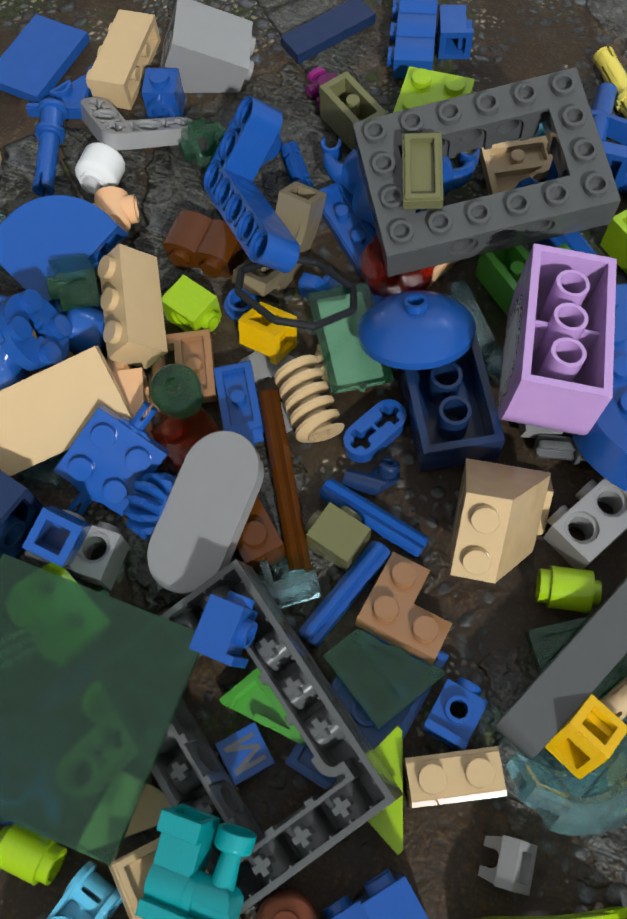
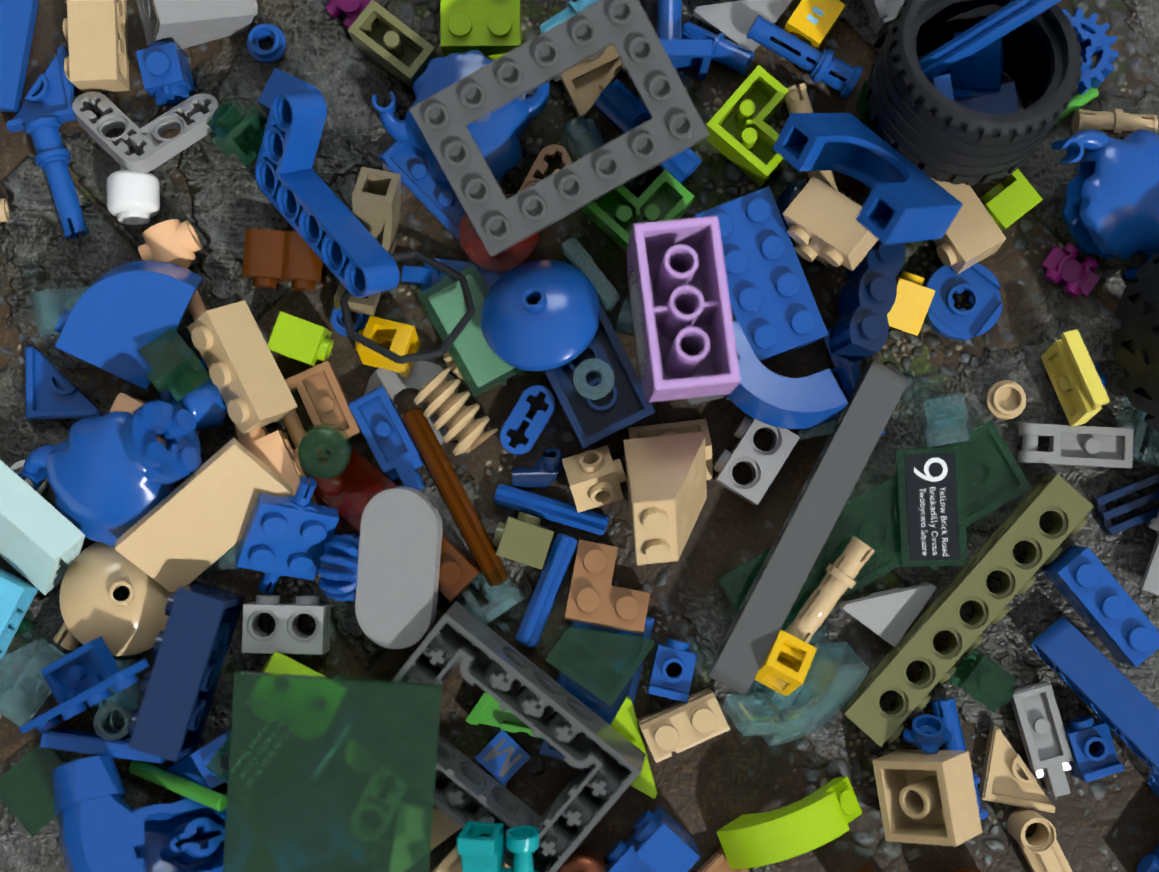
camera: 20 degrees left, 20 degrees up
(56, 536) = (272, 636): blue brick -> none
(226, 629) = (459, 682): blue brick -> none
(249, 89) = (259, 35): none -> blue plate
(295, 164) = (353, 129): blue axle -> none
(422, 170) = (500, 157): olive tile -> none
(425, 494) = (594, 478): none -> tan brick
(452, 400) = (584, 388): none -> clear light blue plate
(514, 864) = (749, 775): light grey tile -> none
(568, 589) = (744, 528): lime brick -> none

